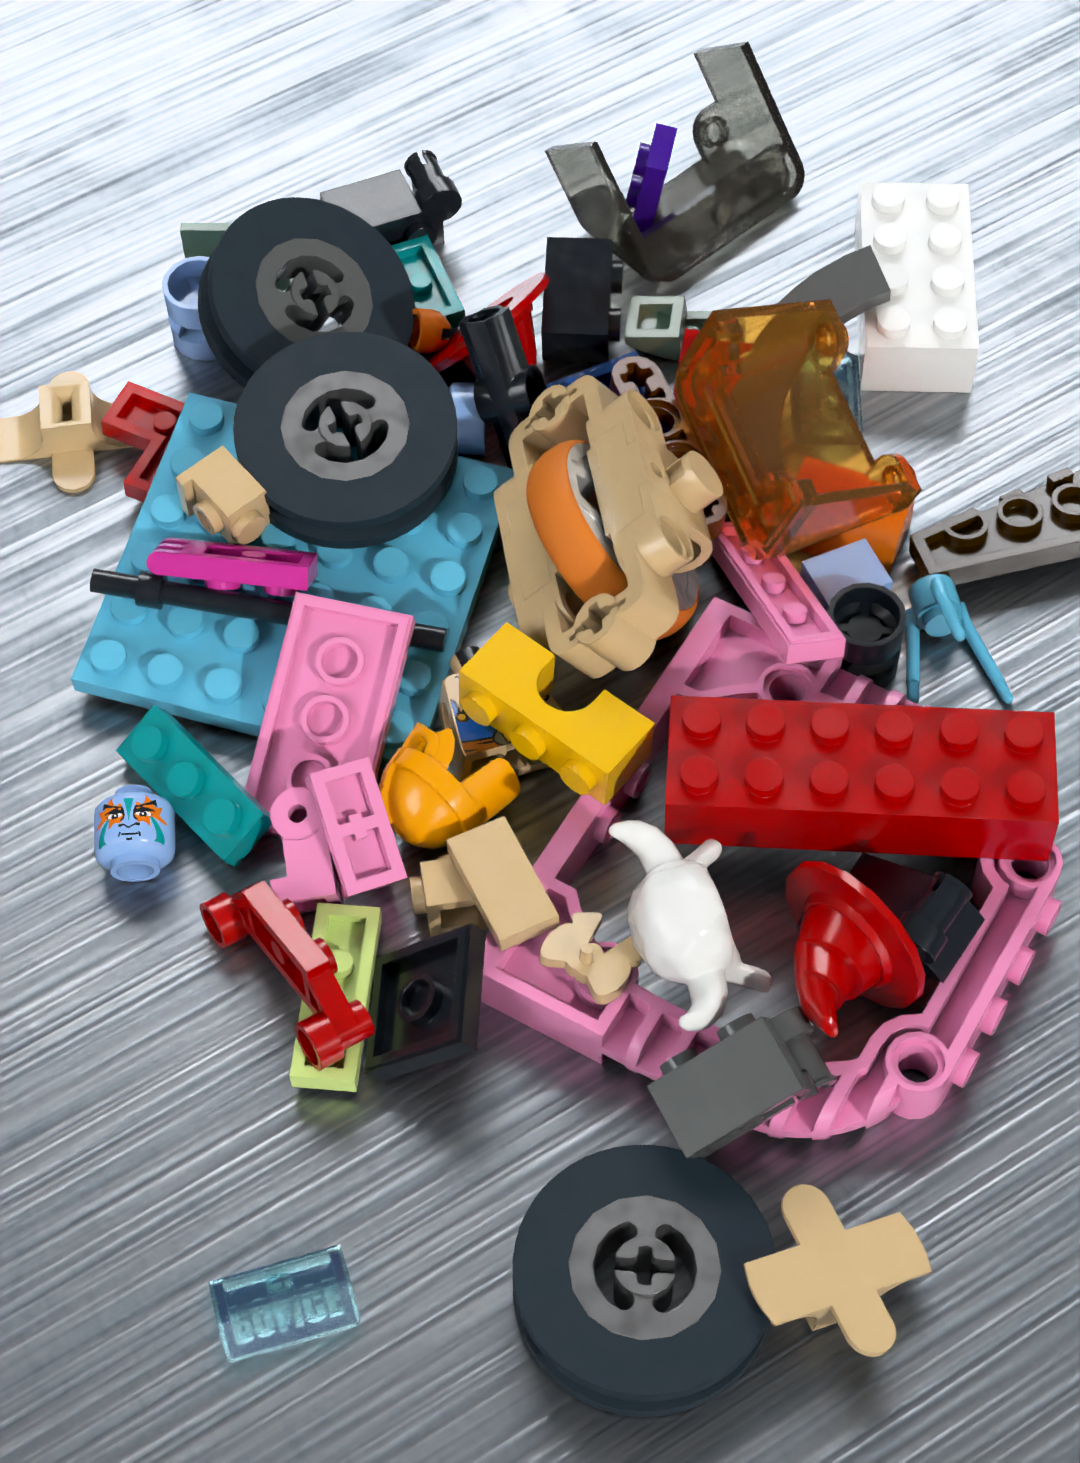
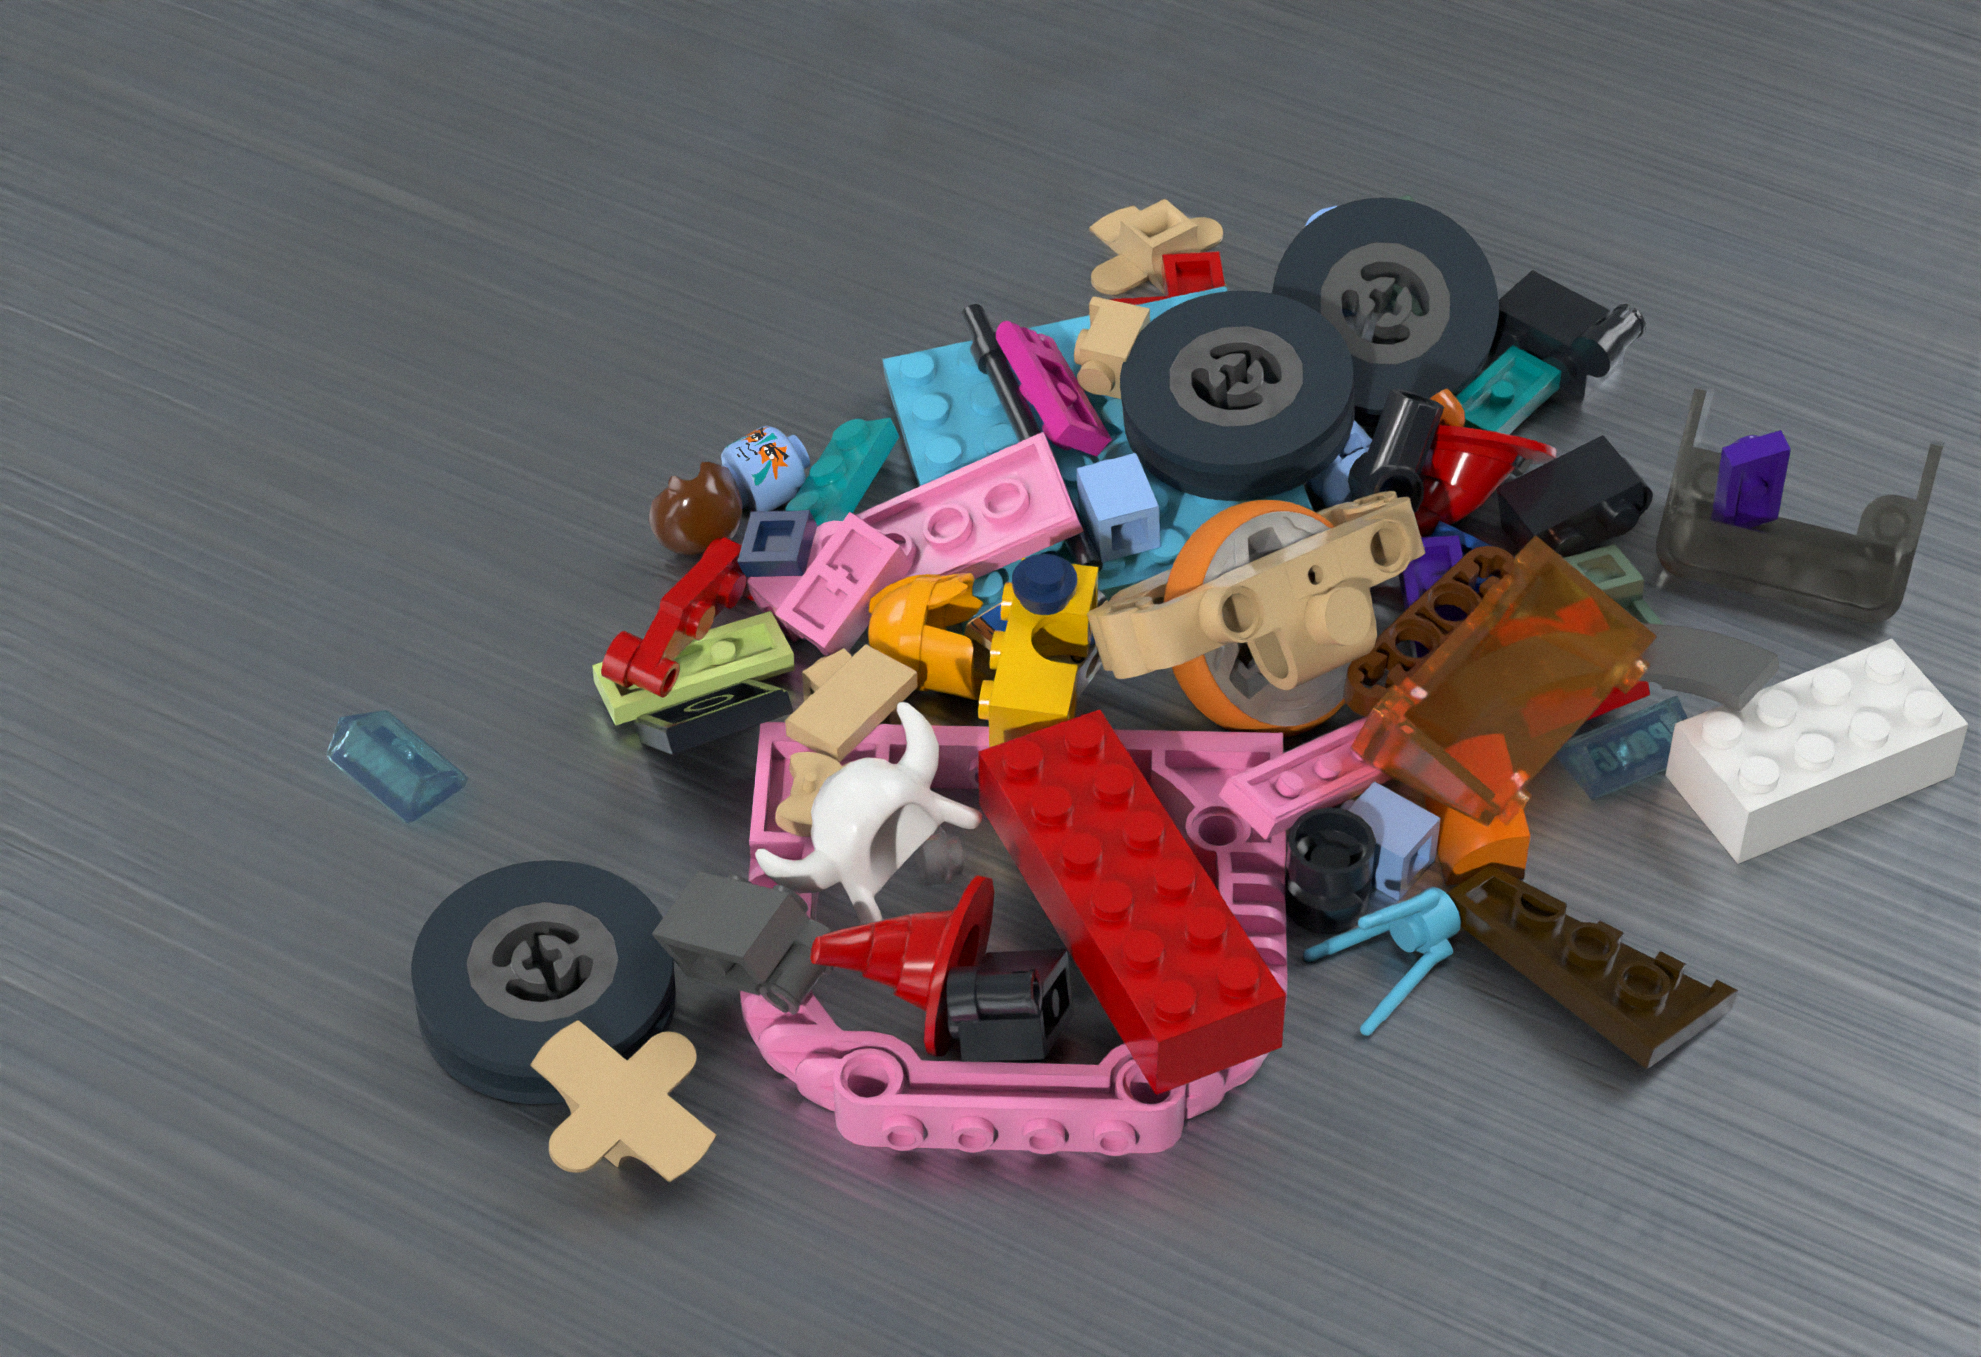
camera: 60 degrees right, 10 degrees down
(168, 905) = (696, 510): none -> reddish brown hair
(281, 852) = (777, 543): none -> dark blue plate
(405, 579) = (1118, 507): none -> light blue brick
(512, 665) = (1044, 583): none -> dark blue plate

